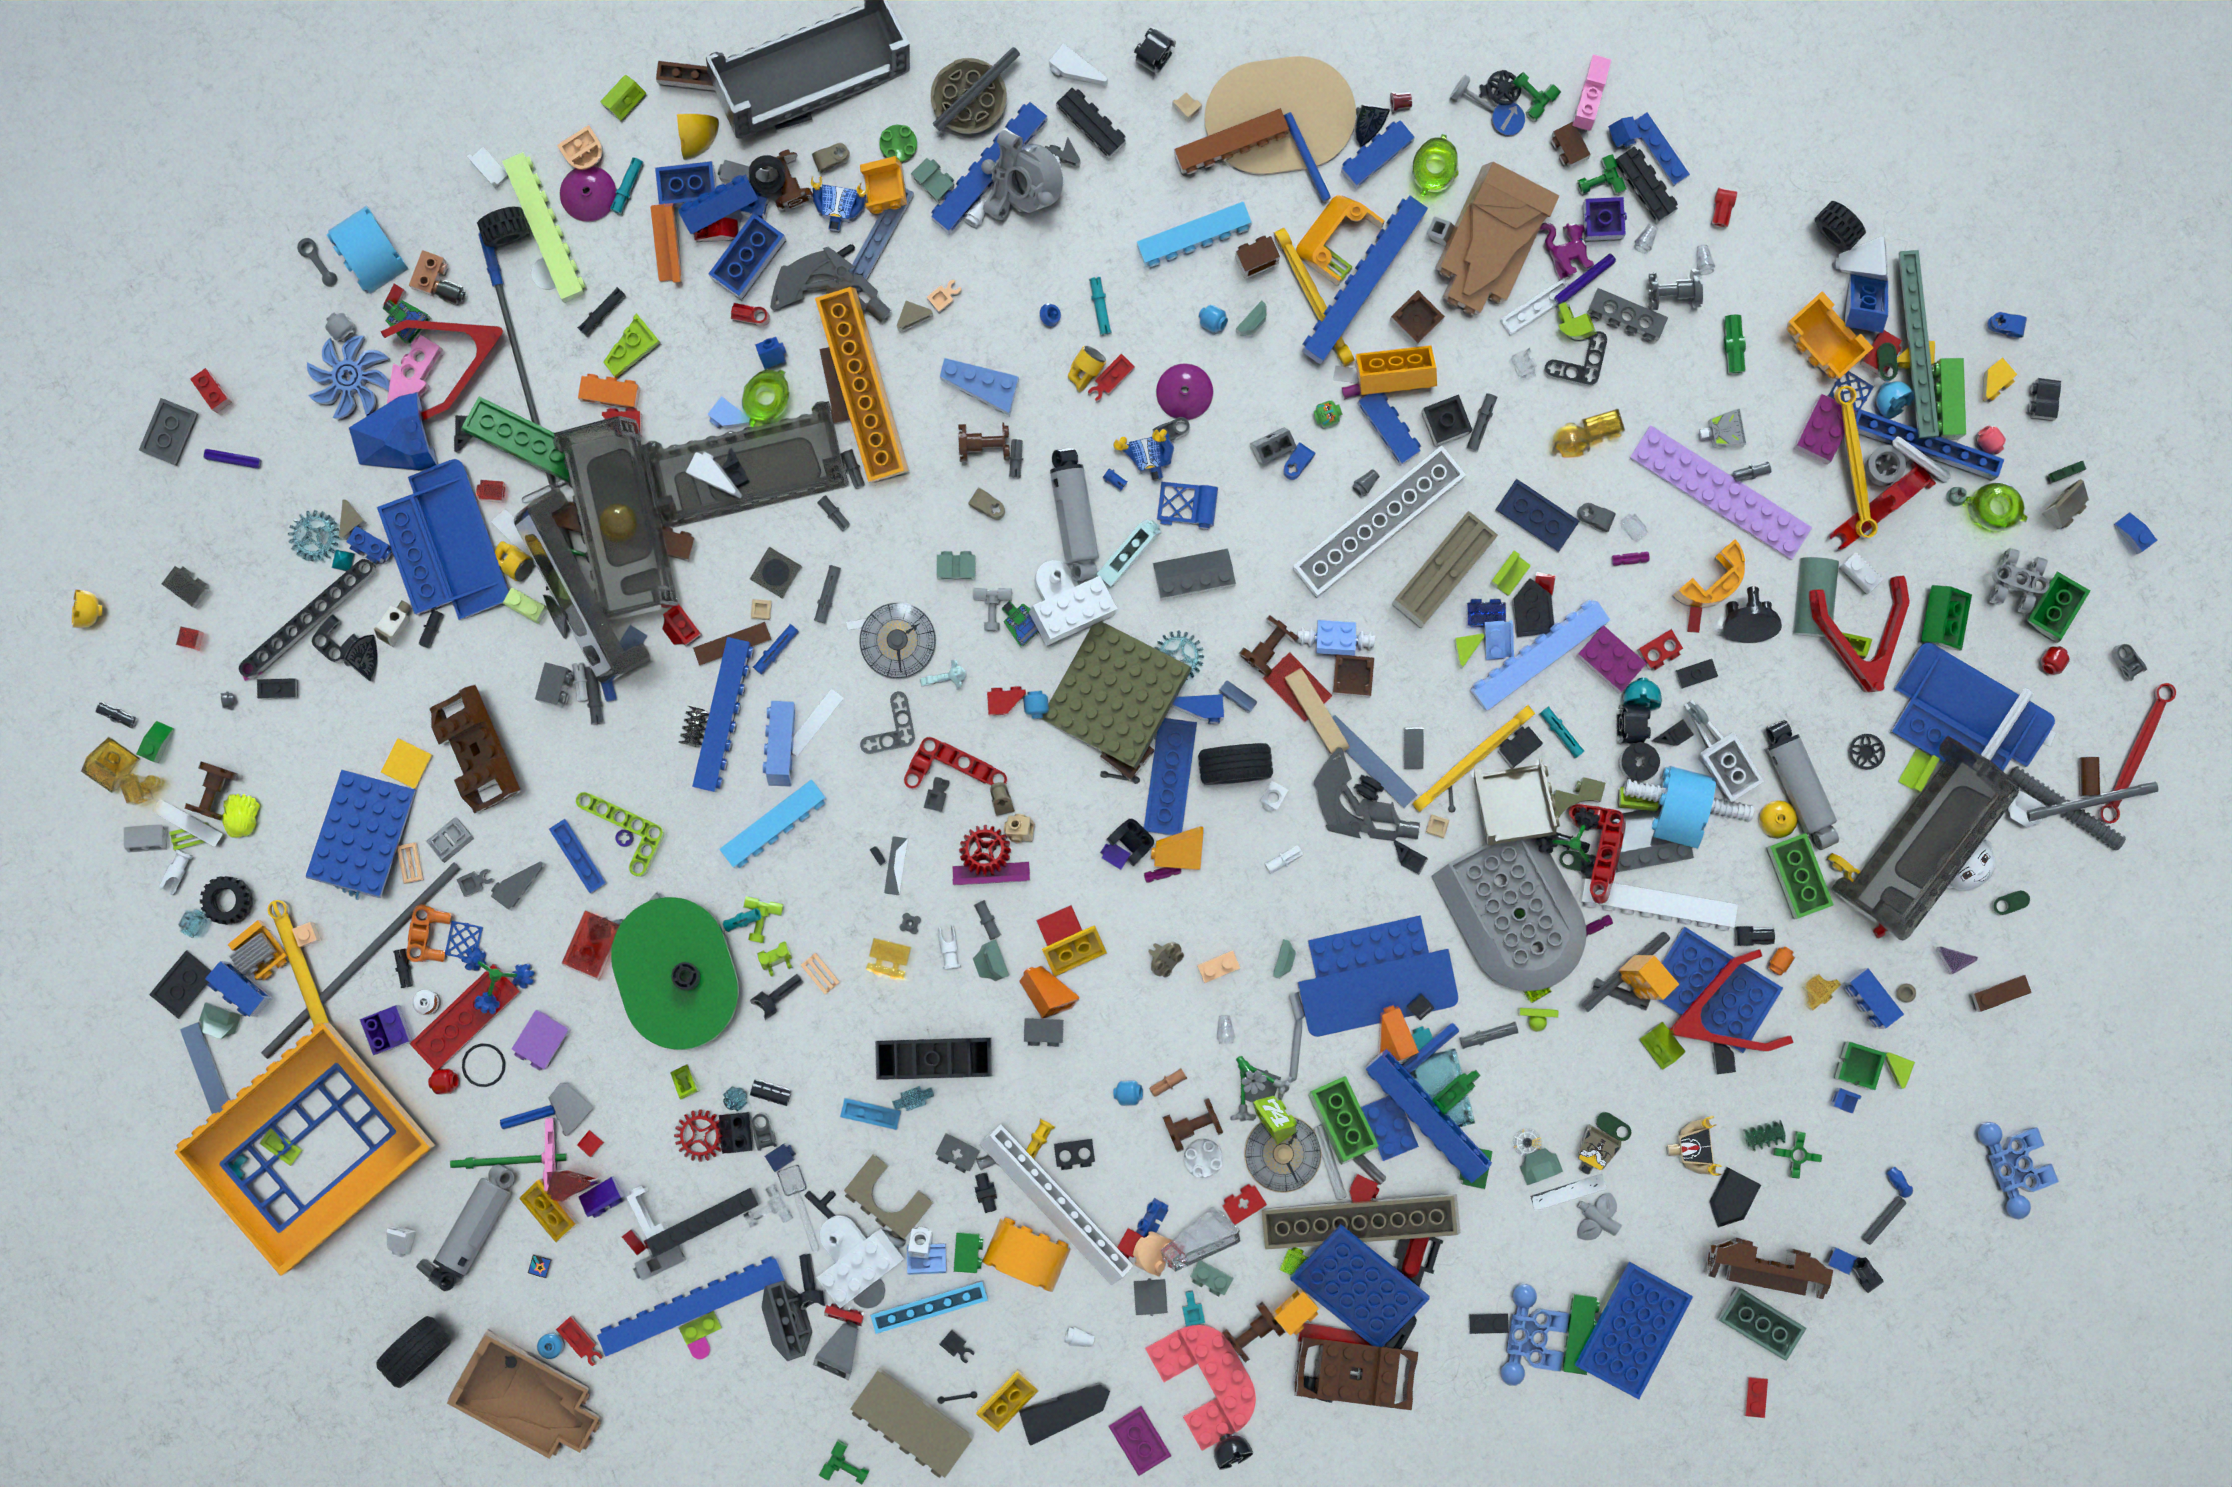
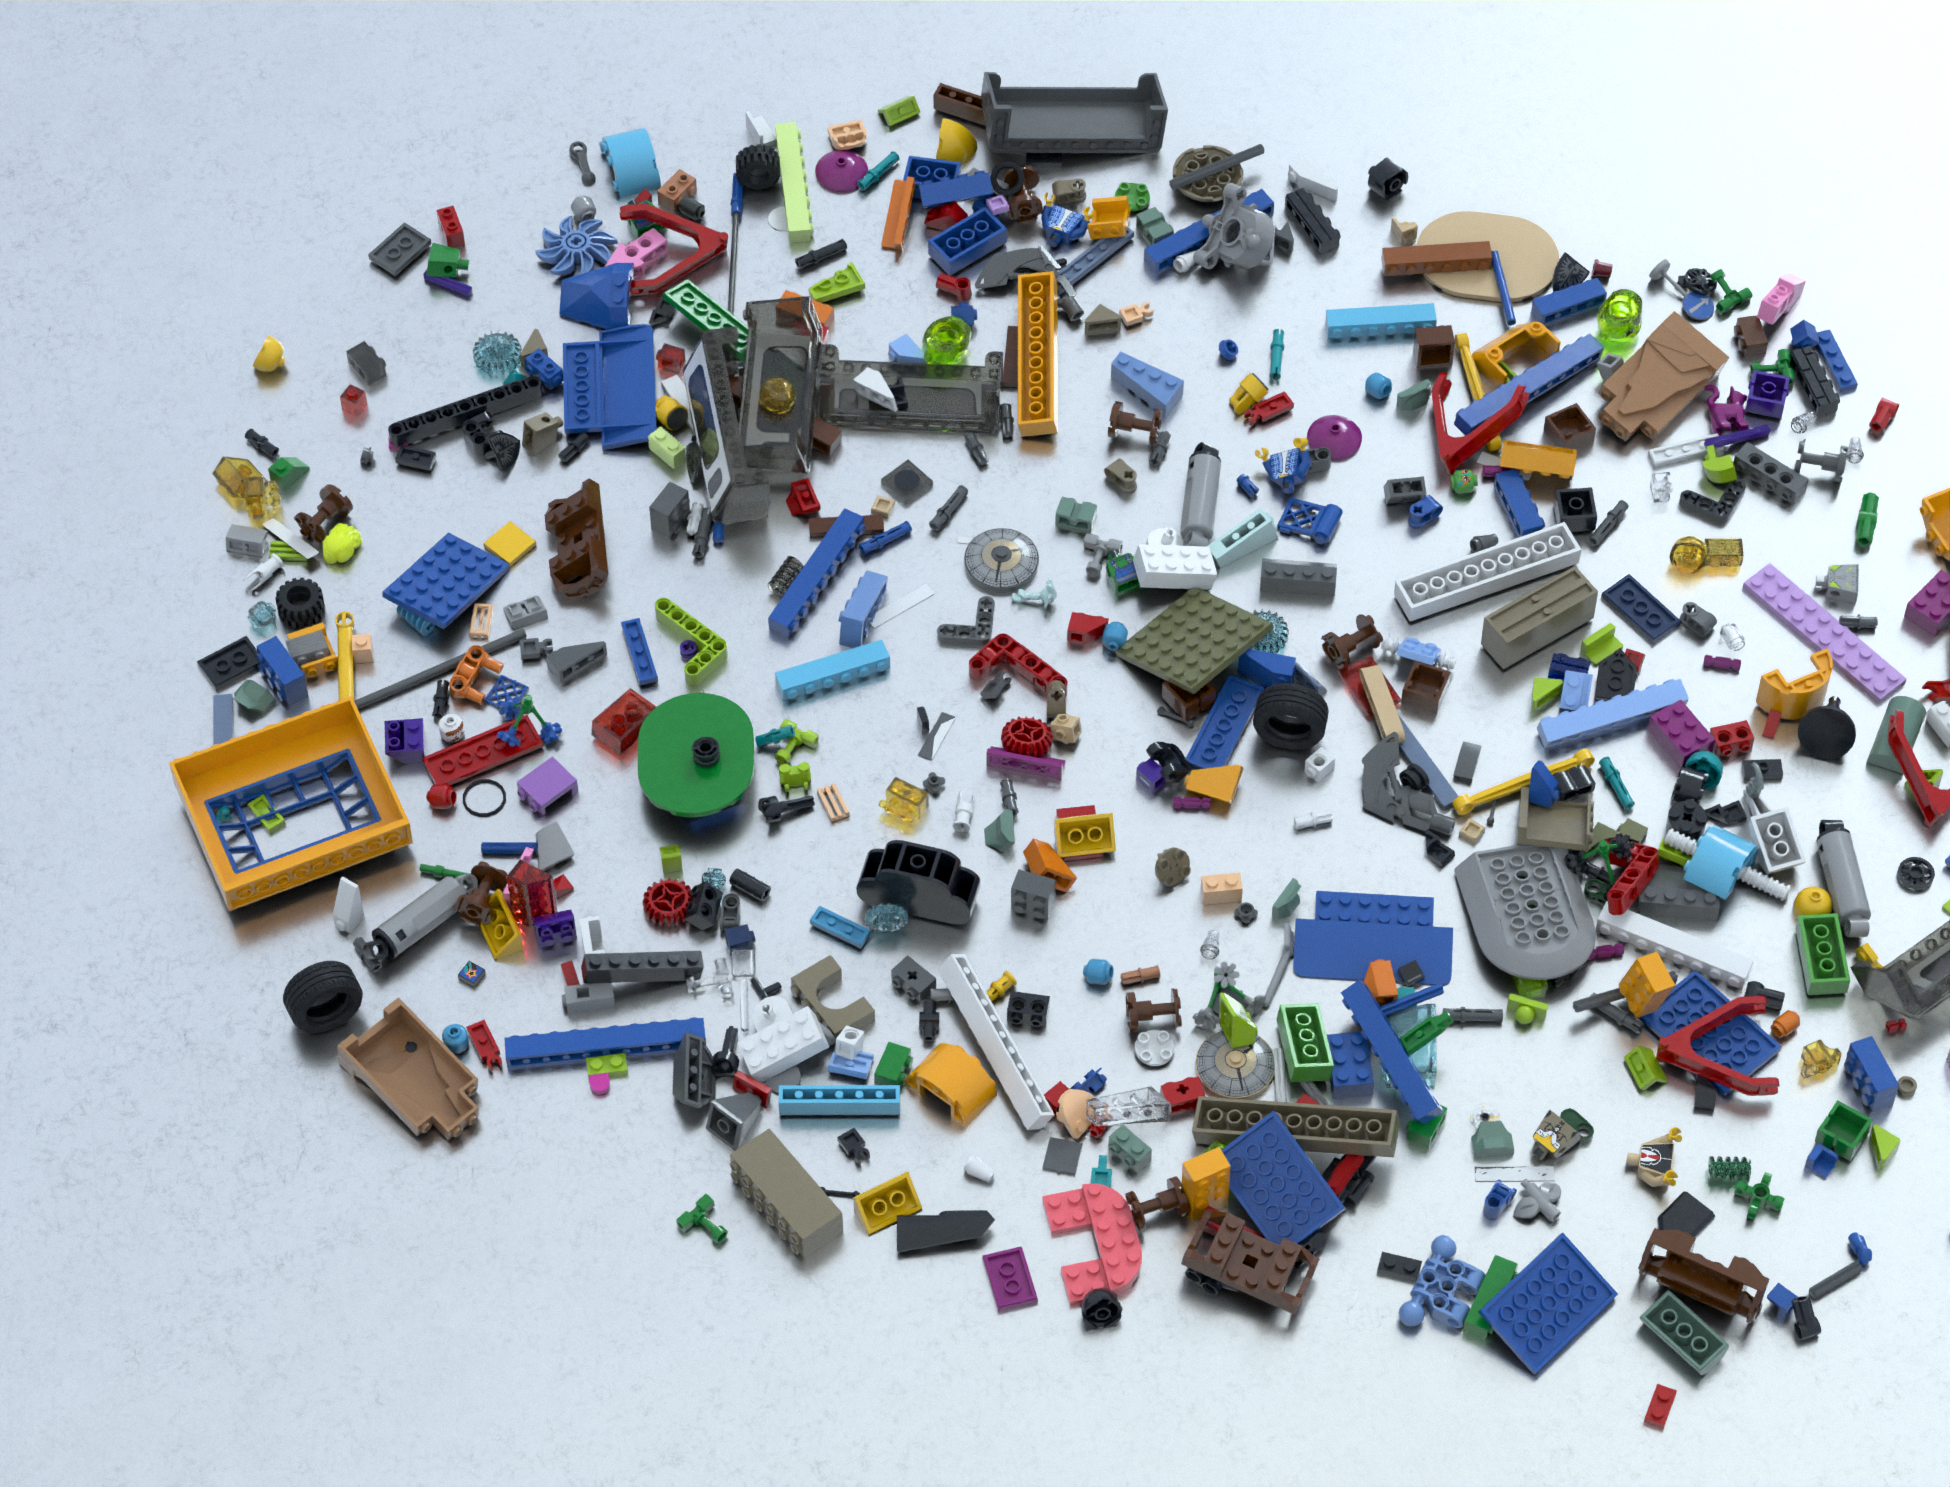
camera: 15 degrees right, 30 degrees down
(221, 438) = (445, 261): none -> green torso
(521, 1195) = (476, 907): none -> reddish brown piece
(765, 206) = (997, 205): none -> lavender tile
(1247, 977) = (1246, 907): none -> dark grey plate
(1311, 384) = (1458, 449): none -> red piece
(1495, 766) = (1542, 786): none -> blue slope
(1562, 1227) = (1500, 1197): none -> blue piece

